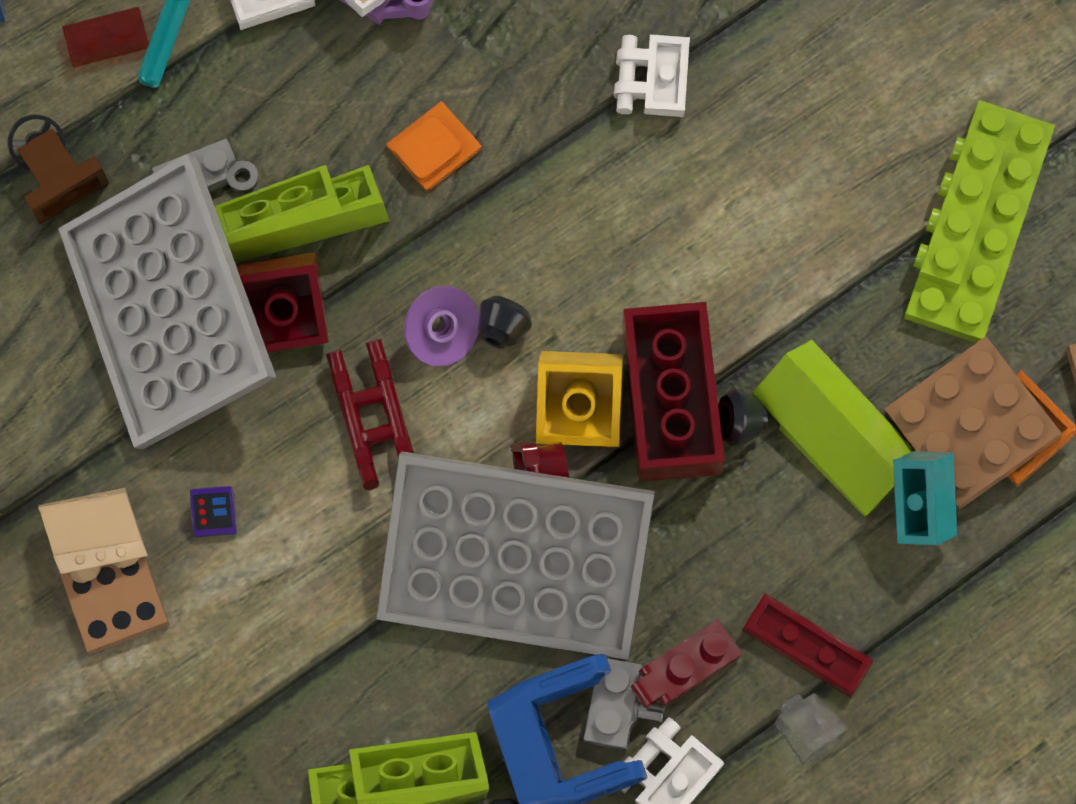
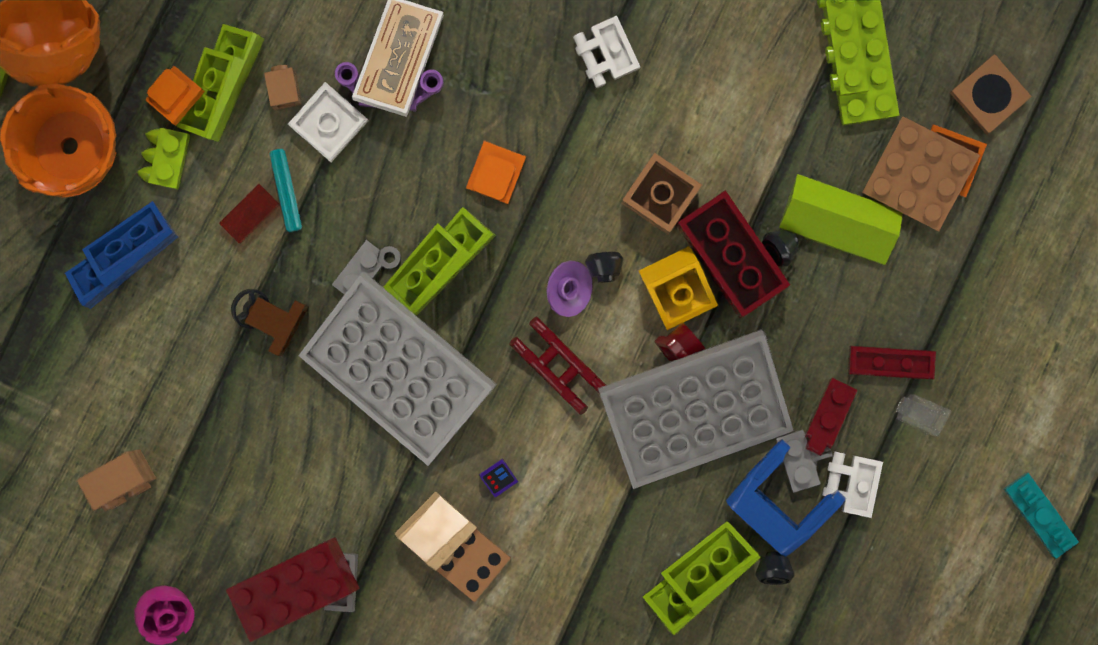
camera: 30 degrees left, 15 degrees up
(286, 300) = (465, 324): dark red slope -> none
(623, 269) = (661, 193): none -> medium nougat brick
(925, 498) = (919, 239): teal brick -> none

